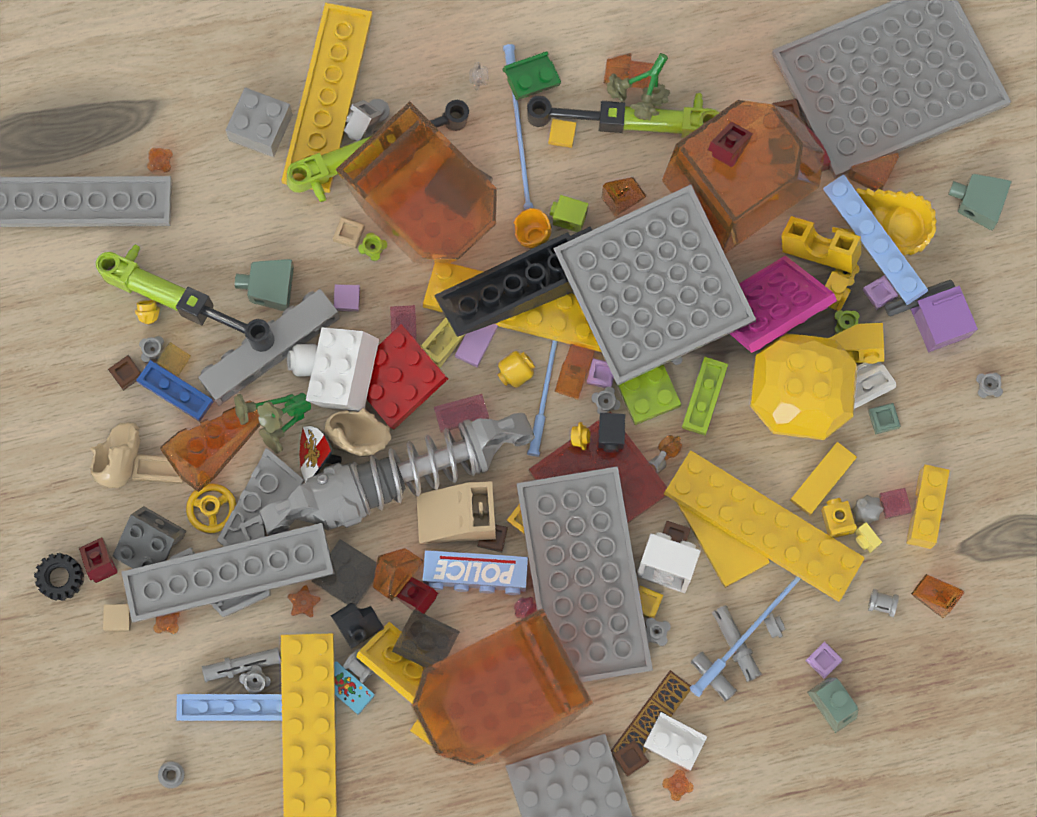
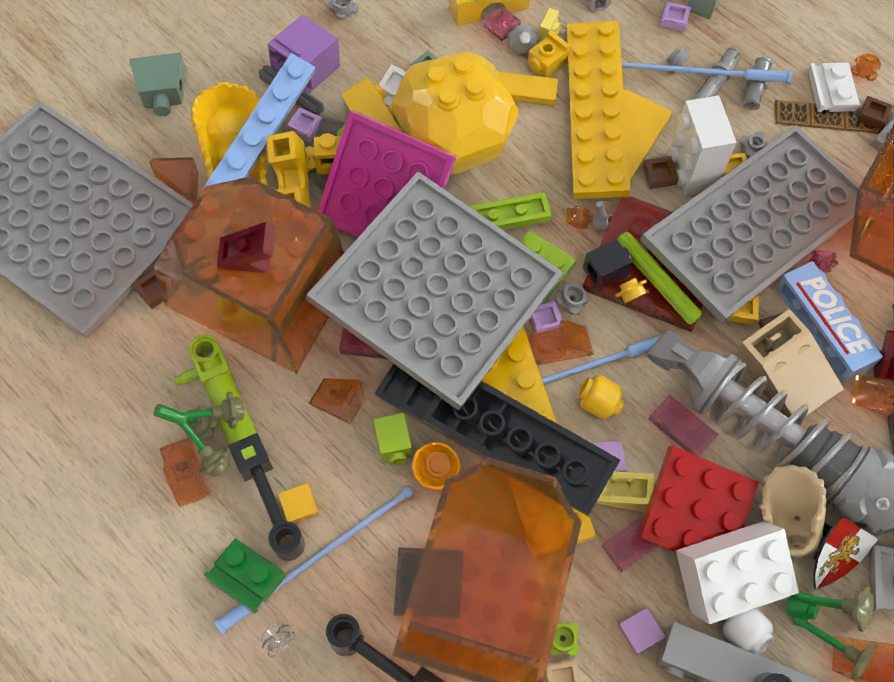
camera: 120 degrees left, 10 degrees down
(580, 465) = (660, 279): none -> lime axle

